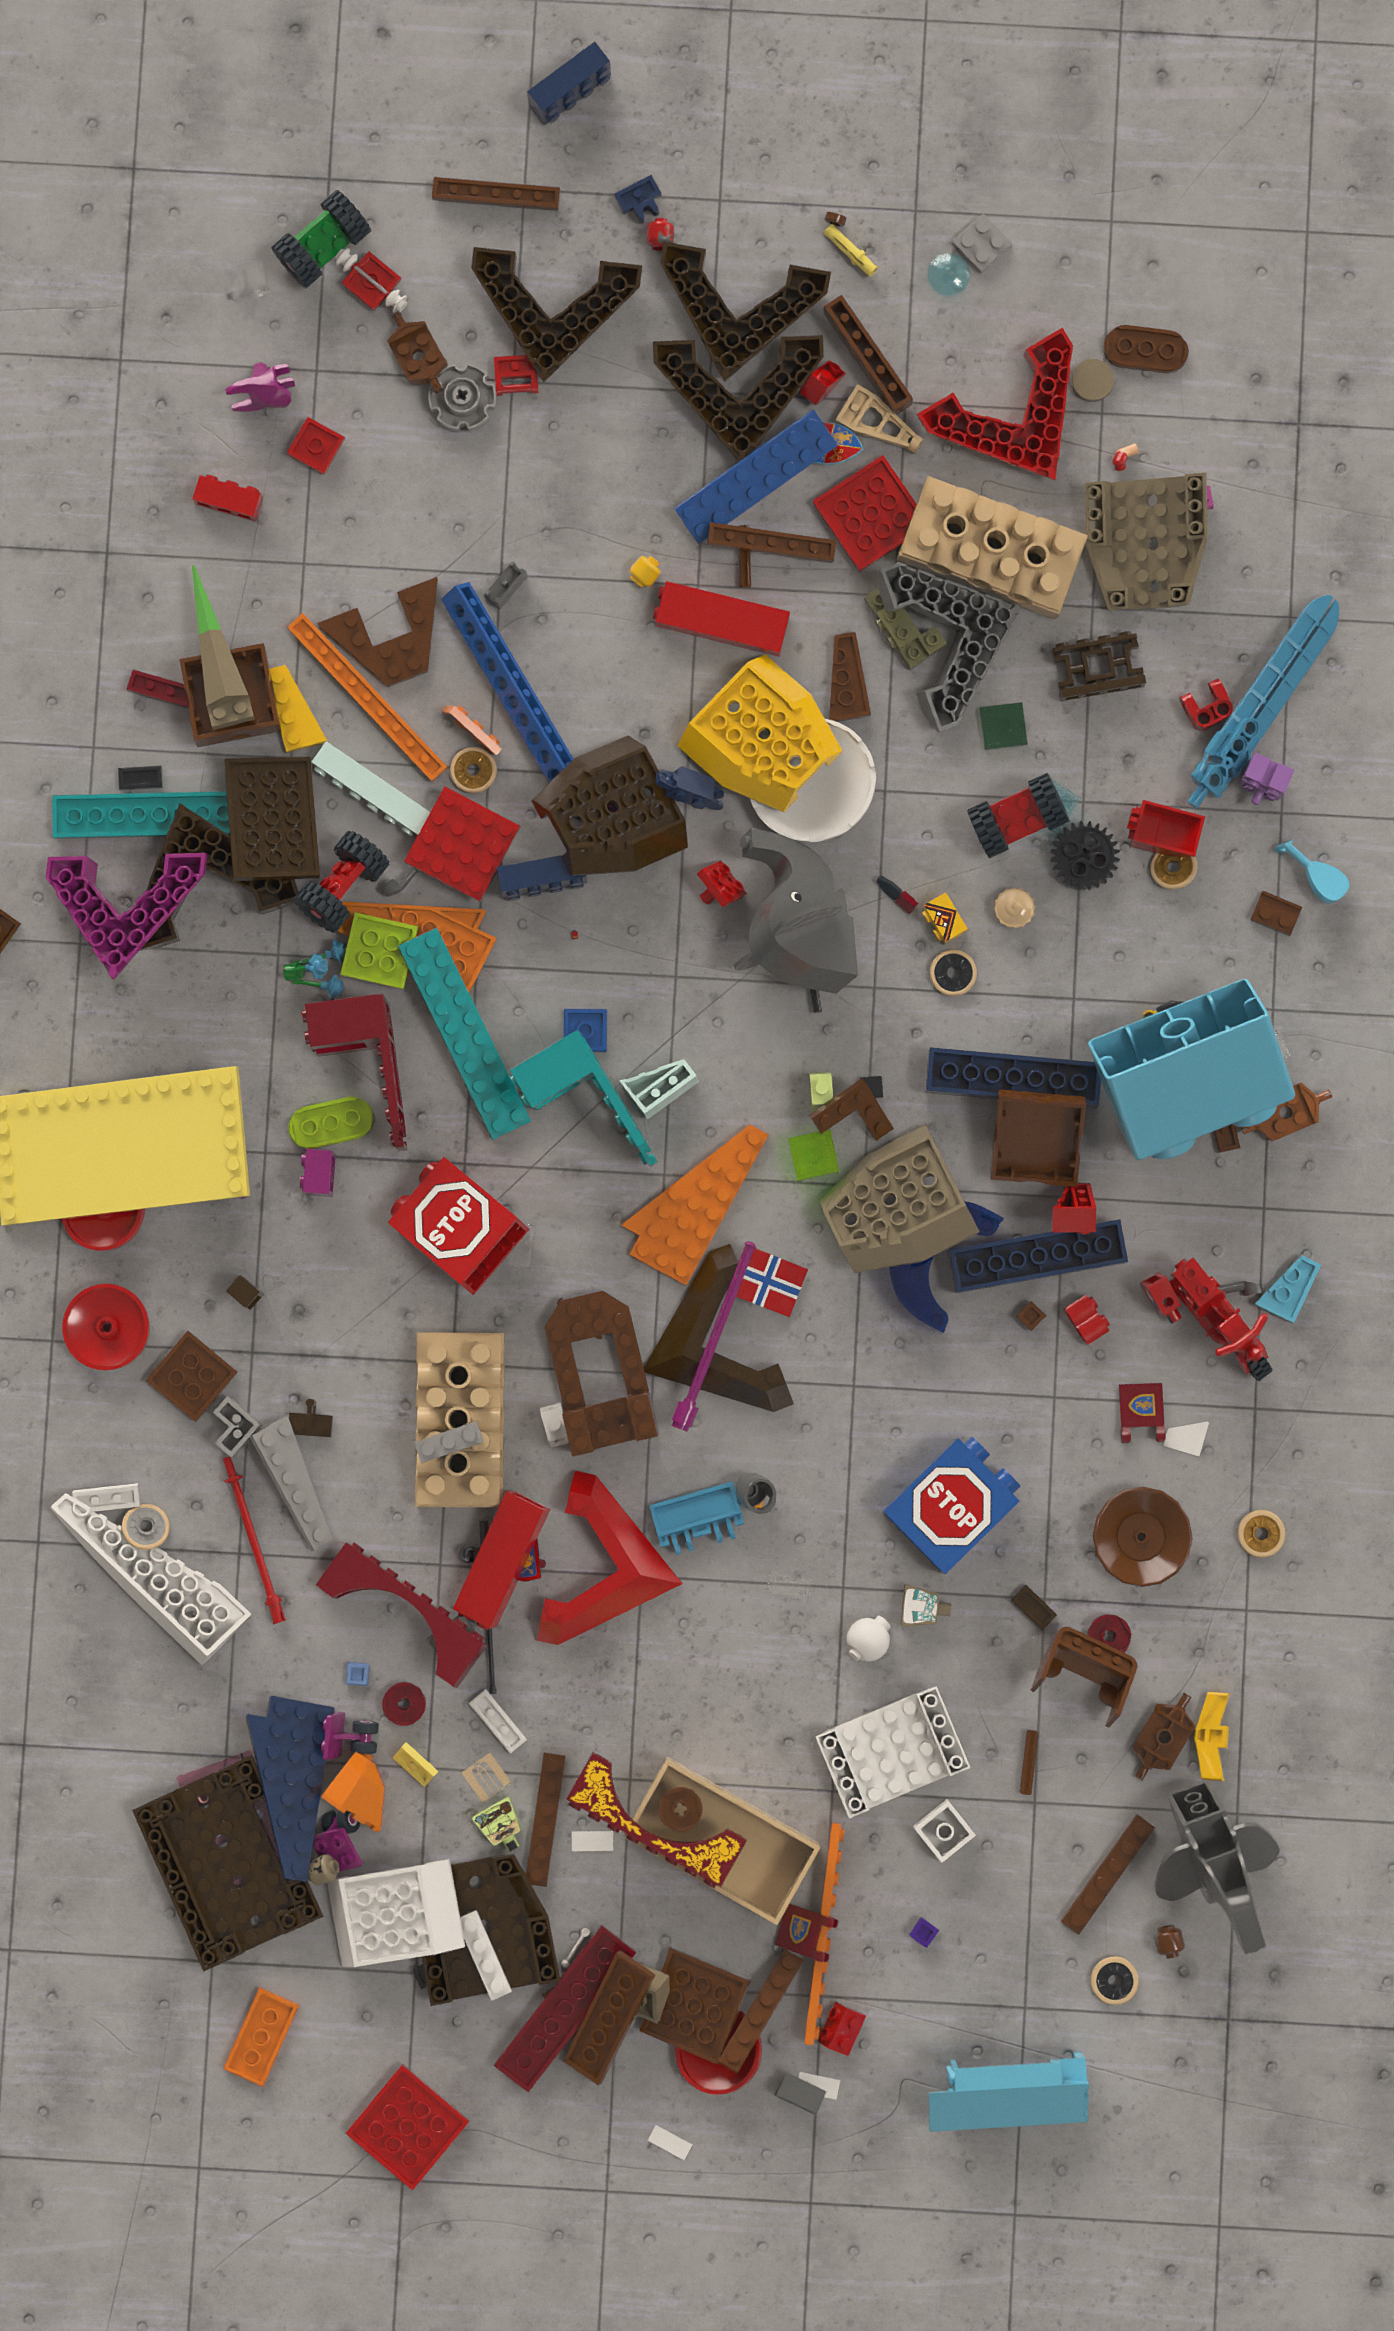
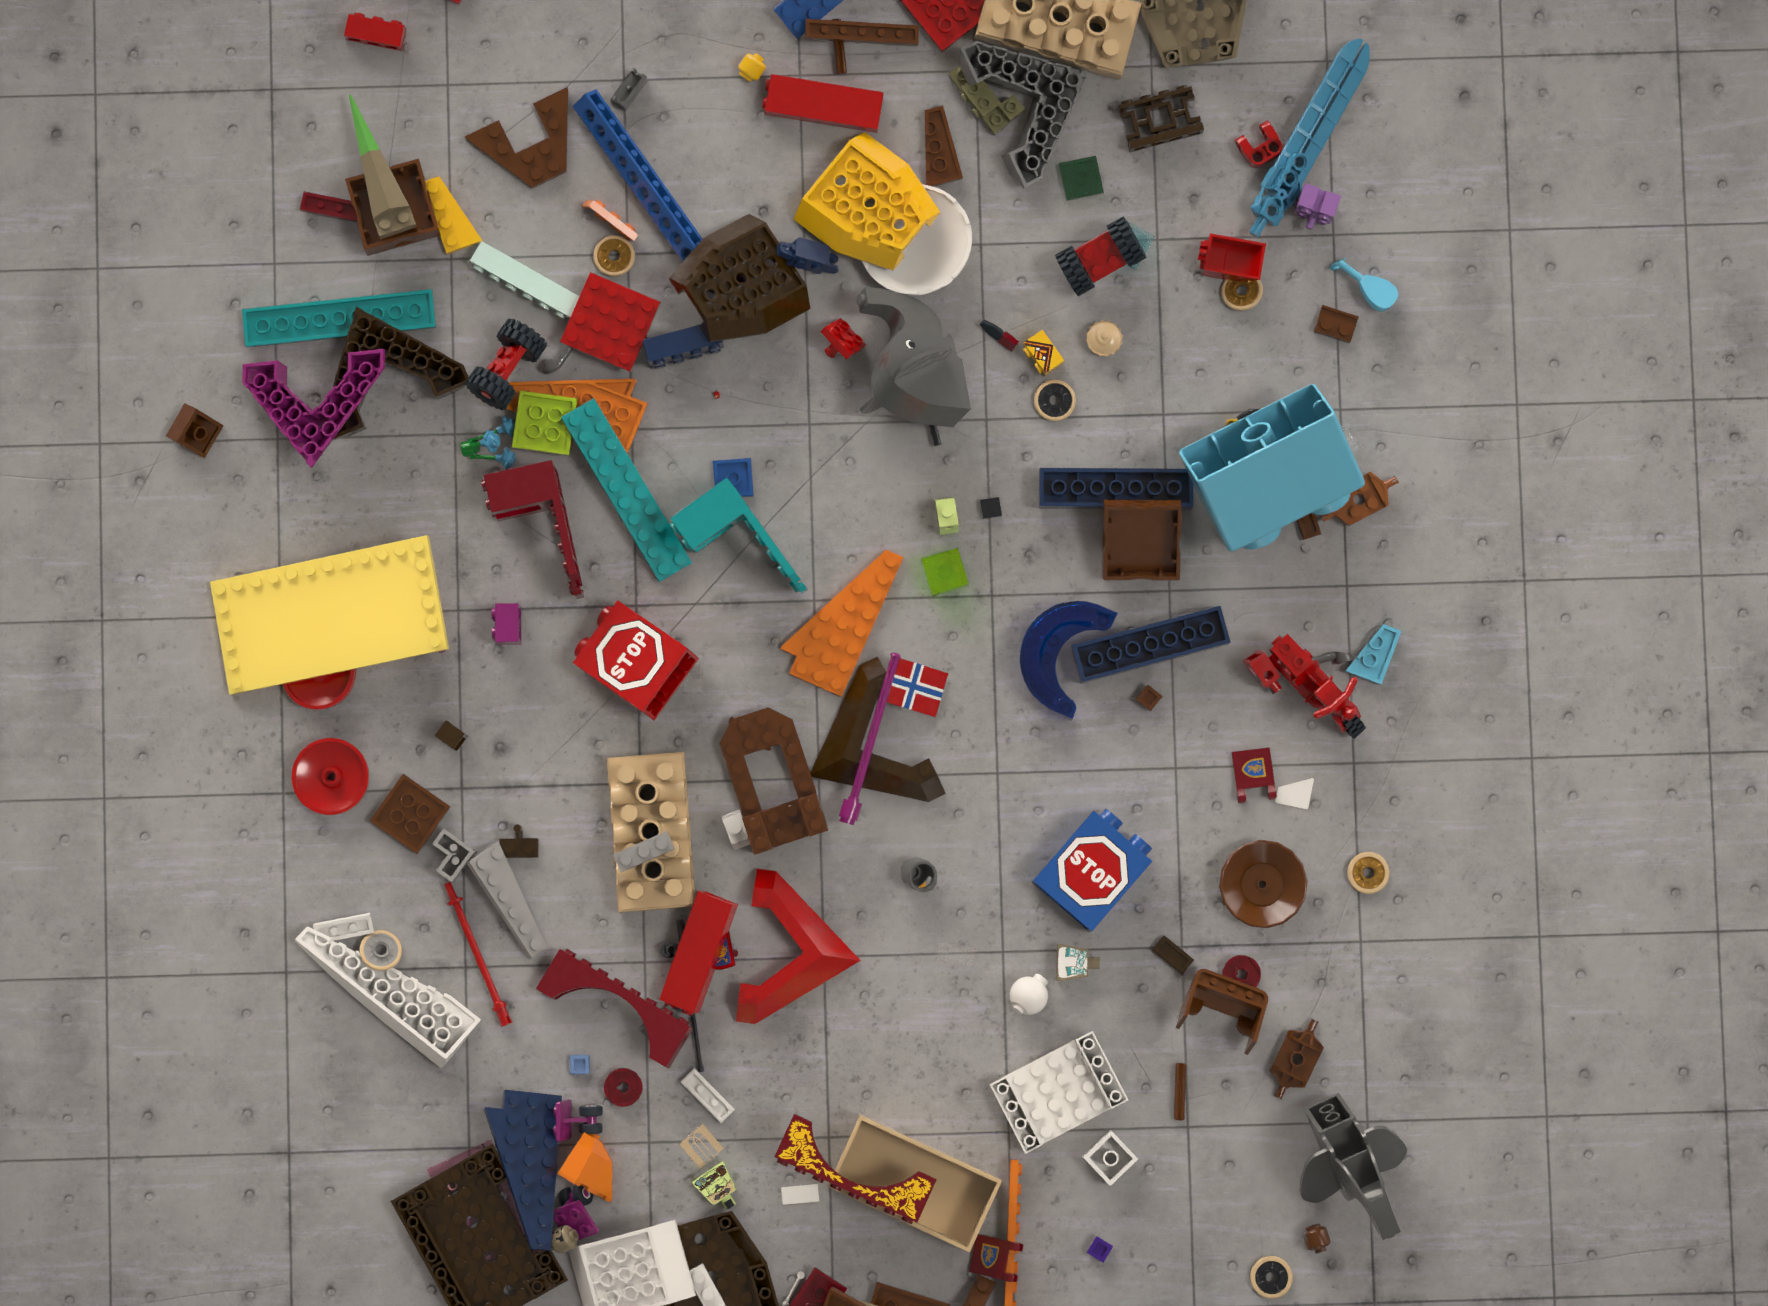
camera: 10 degrees left, 0 degrees up
(140, 777) = (318, 287): black tile -> none
(271, 818) = (439, 313): dark brown plate -> none
(331, 1122) = (514, 579): lime tile -> none
(367, 697) = (514, 199): orange plate -> none
(415, 1764) = (637, 1140): light yellow plate -> none
(545, 1819) = (756, 1178): reddish brown plate -> none
(659, 1087) = (803, 523): light aqua wedge -> none
(687, 1798) = (870, 1167): reddish brown plate -> none
(696, 1513) = (867, 897): dark azure hinge -> none
(854, 1098) = (976, 518): reddish brown plate -> none
(920, 1220) = (1042, 623): dark tan wedge -> none
(1075, 1210) = (1180, 601): red wedge -> none
(1086, 1319) = (1198, 696): red brick -> none
(1092, 873) = (1154, 272): black gear -> none
(1107, 1874) = (1257, 1184): reddish brown plate -> none
(1211, 1736) = (1339, 1054): yellow plate -> none

